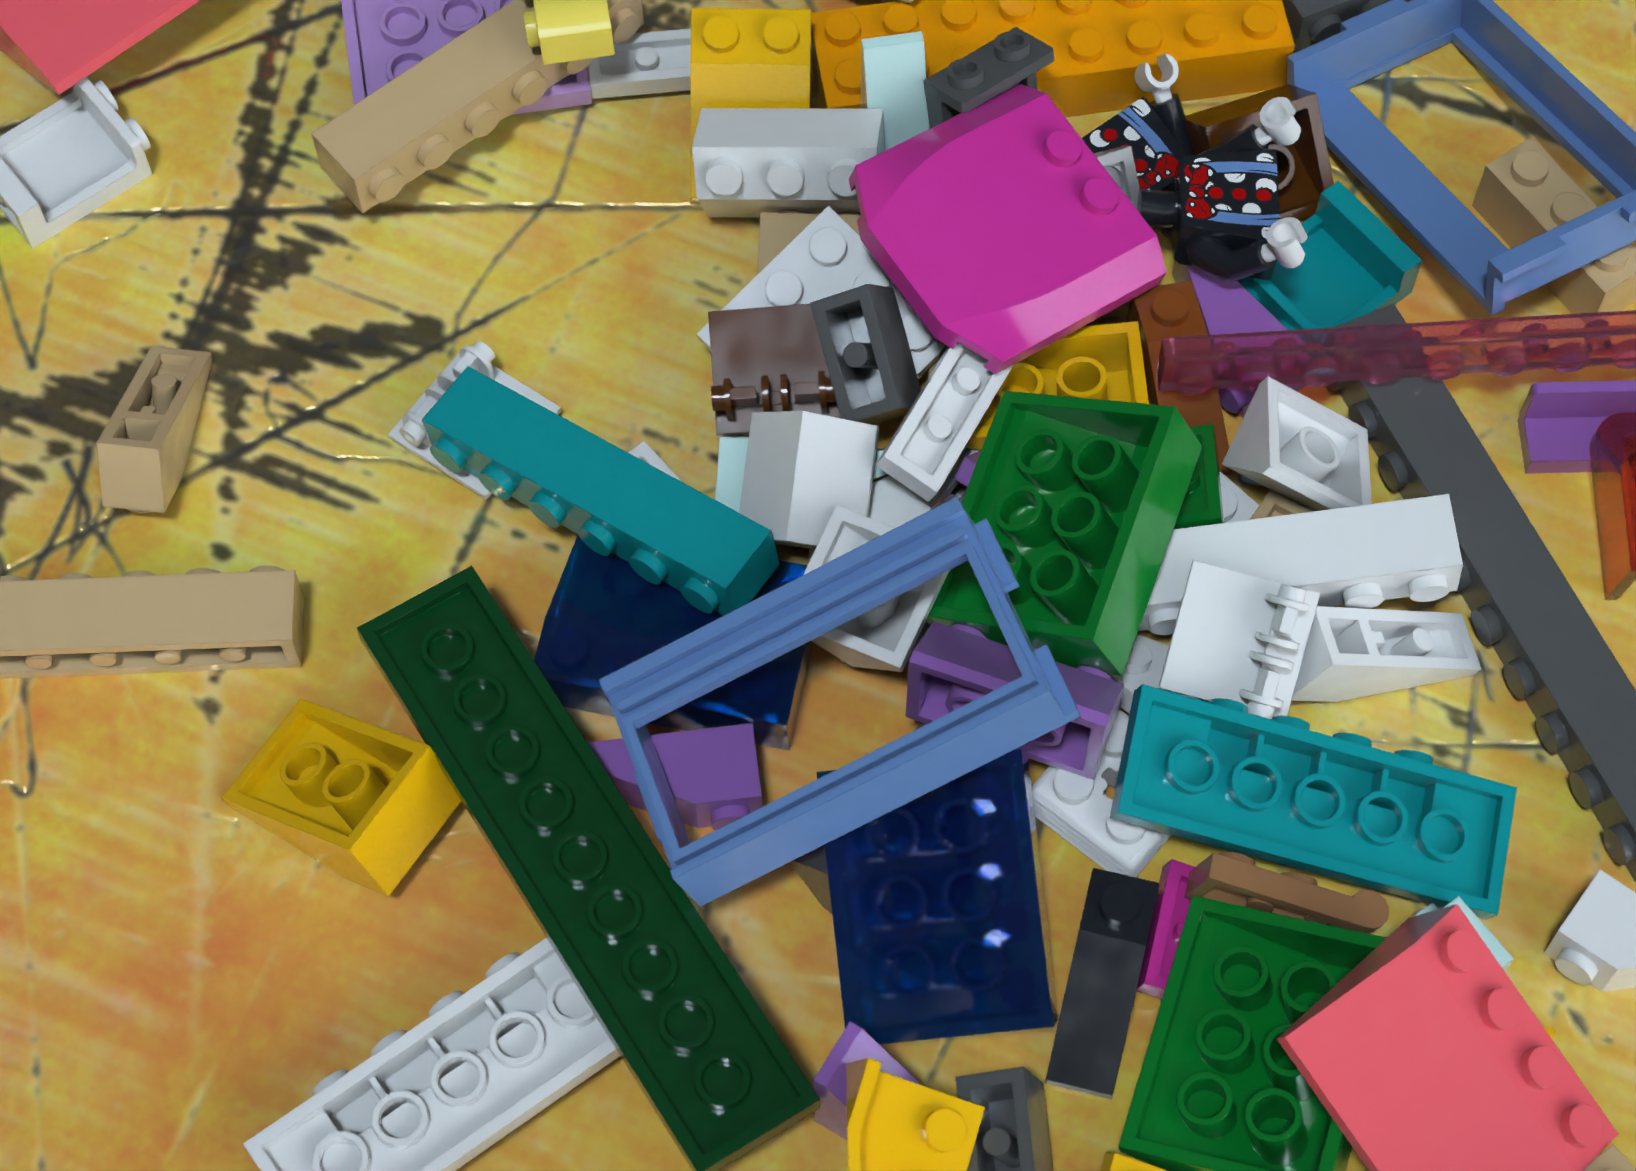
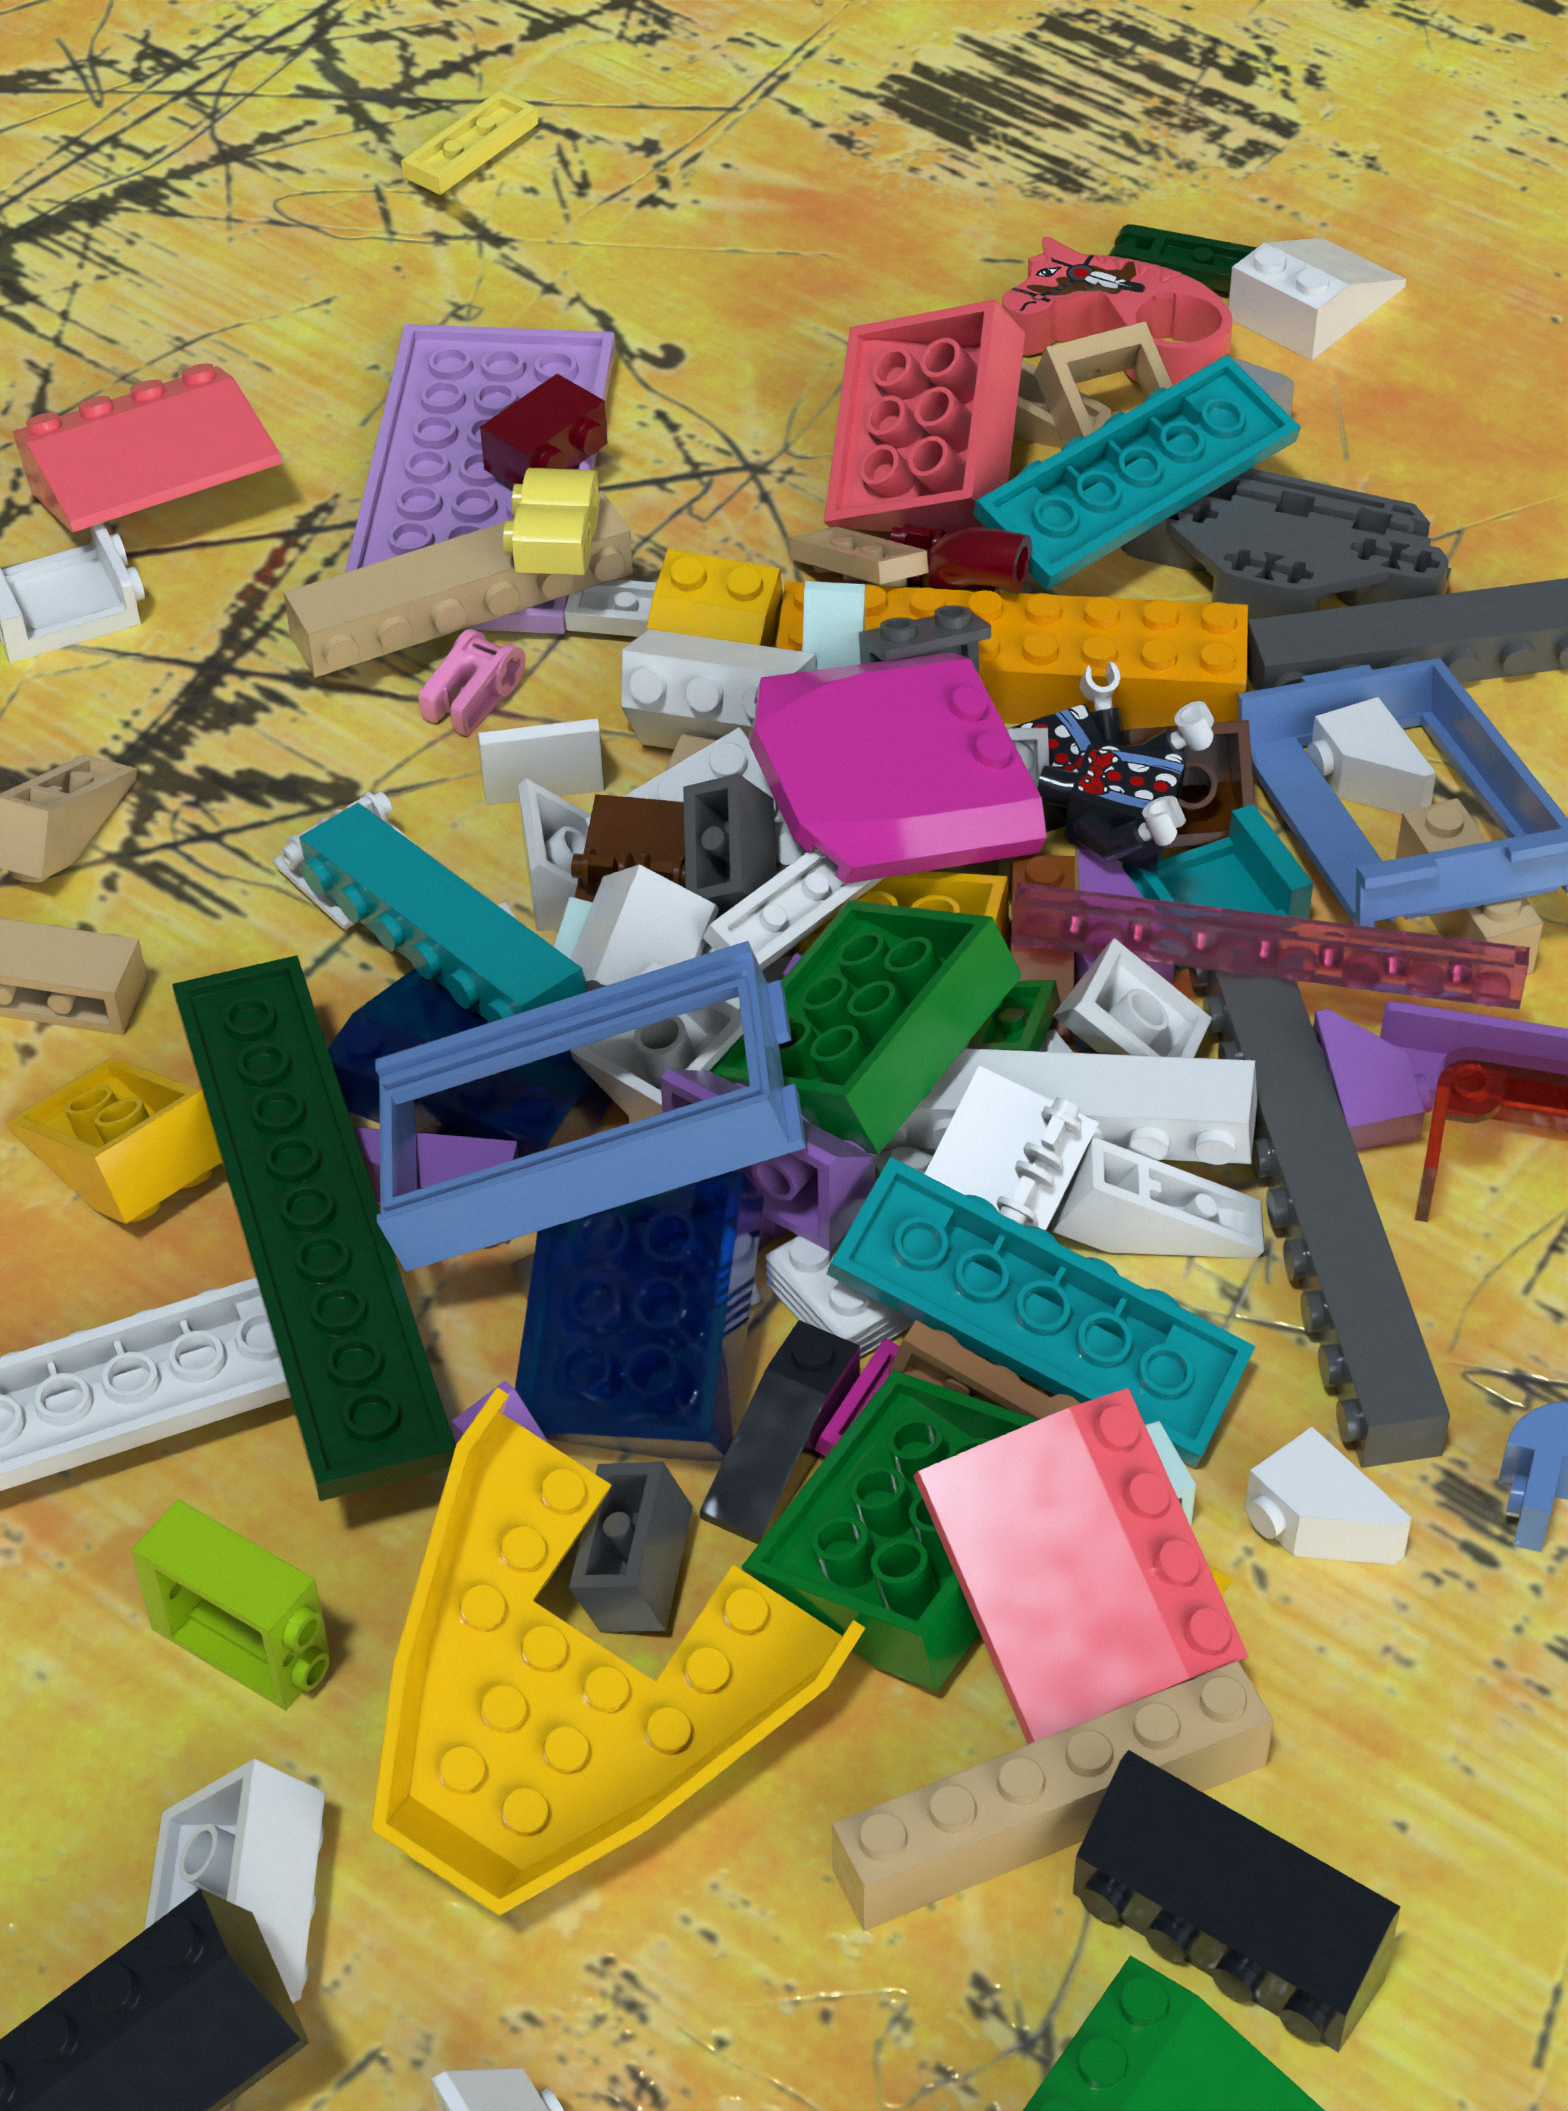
camera: 15 degrees right, 15 degrees down
(520, 163) = (471, 681): none -> bright pink piece
(619, 258) = (554, 756): none -> white slope
(674, 375) = (551, 836): none -> white slope
(1427, 98) = (1371, 758): none -> white slope
(1539, 468) = (1372, 1082): none -> medium lavender slope

